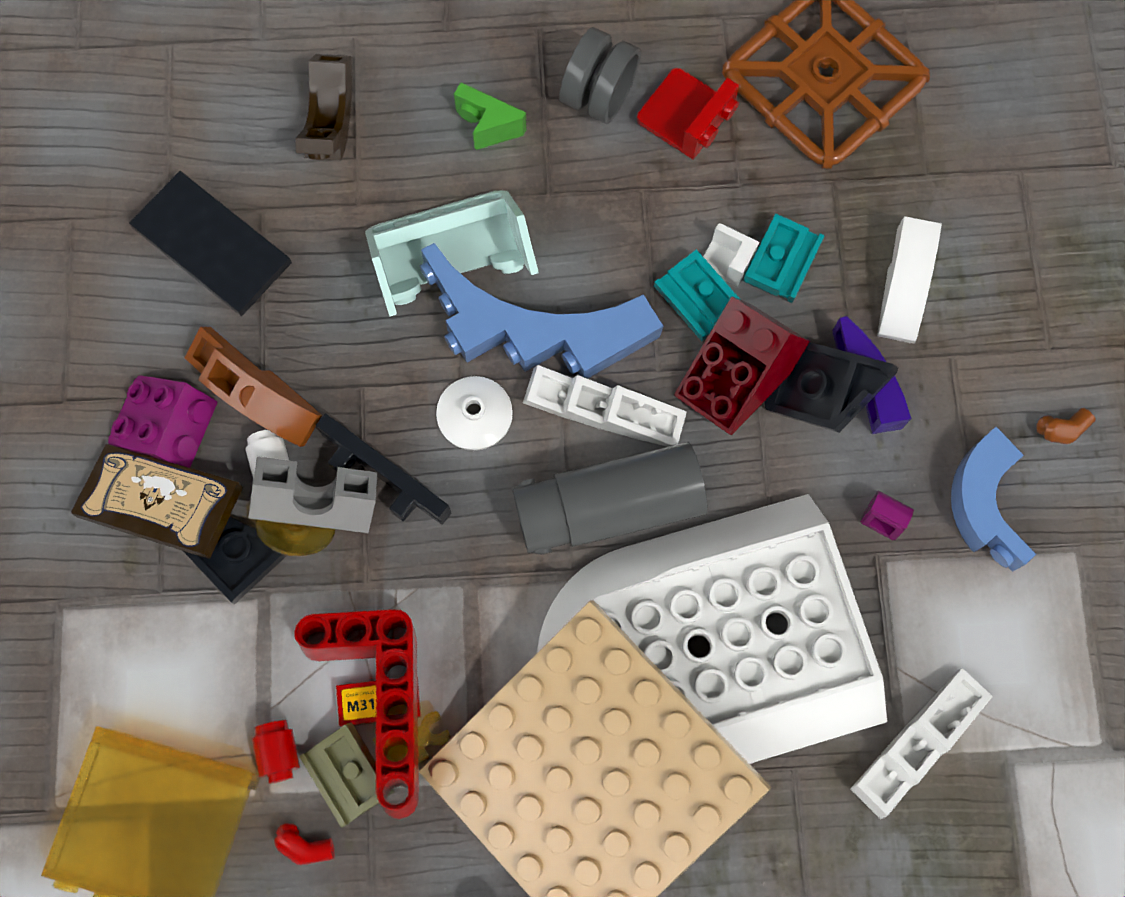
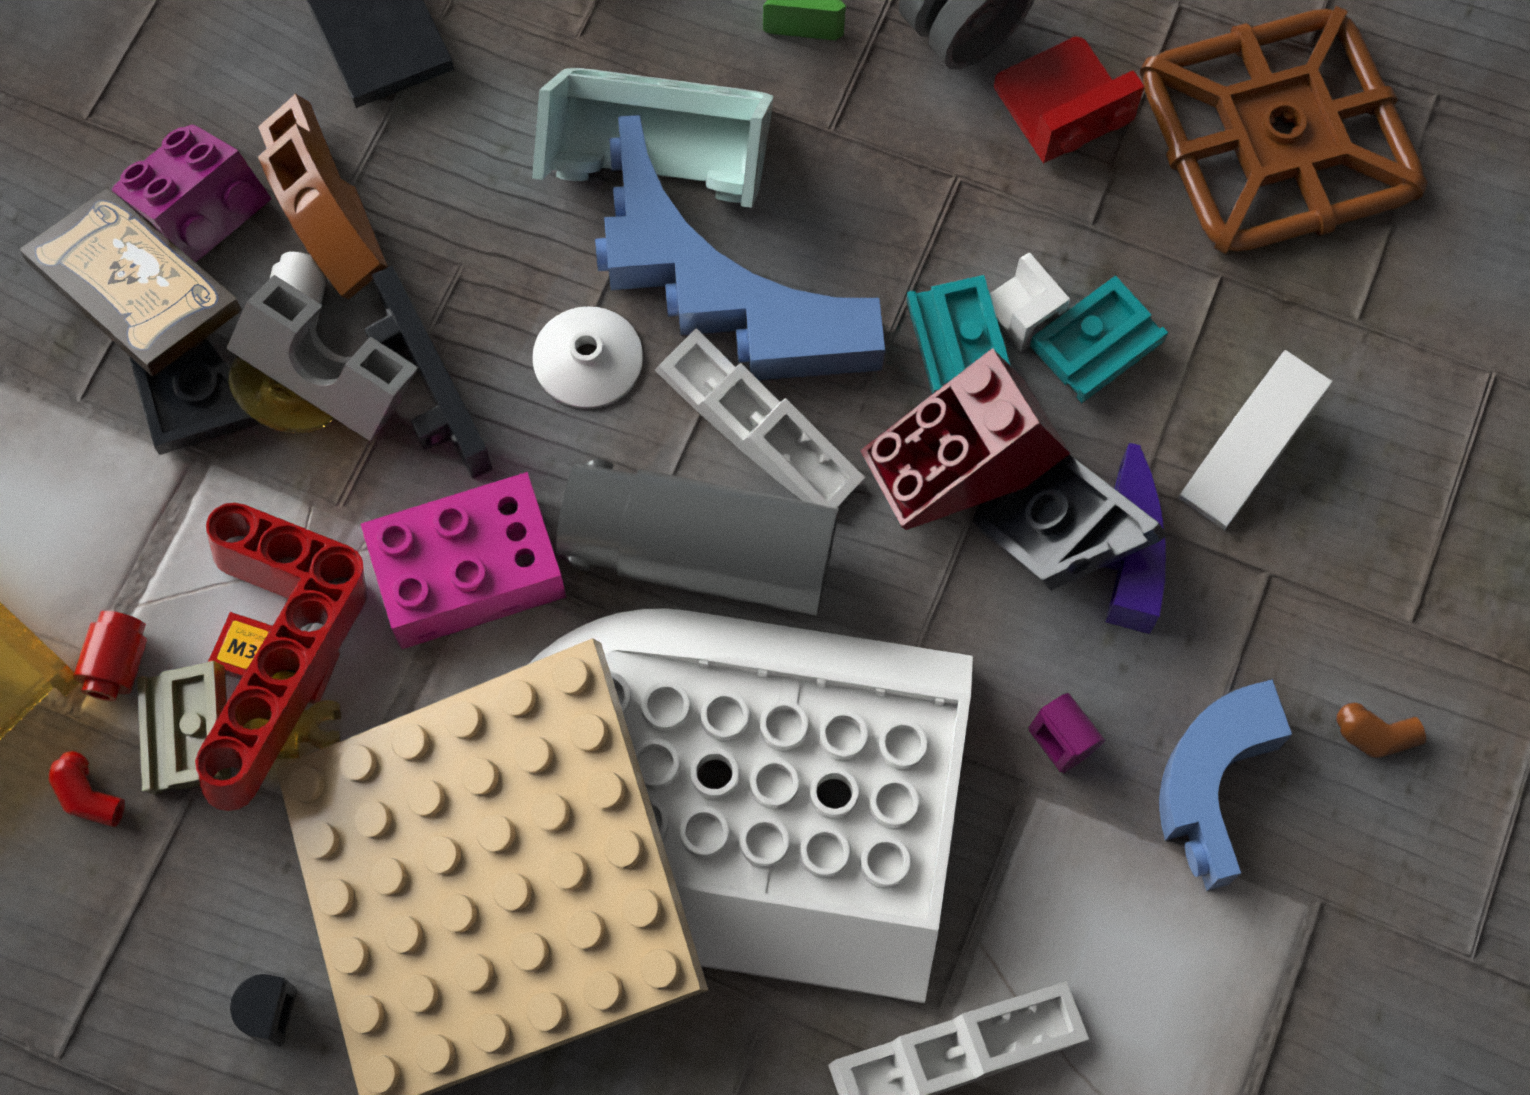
camera: 25 degrees right, 5 degrees down
(469, 582) = (463, 560): none -> dark pink piece

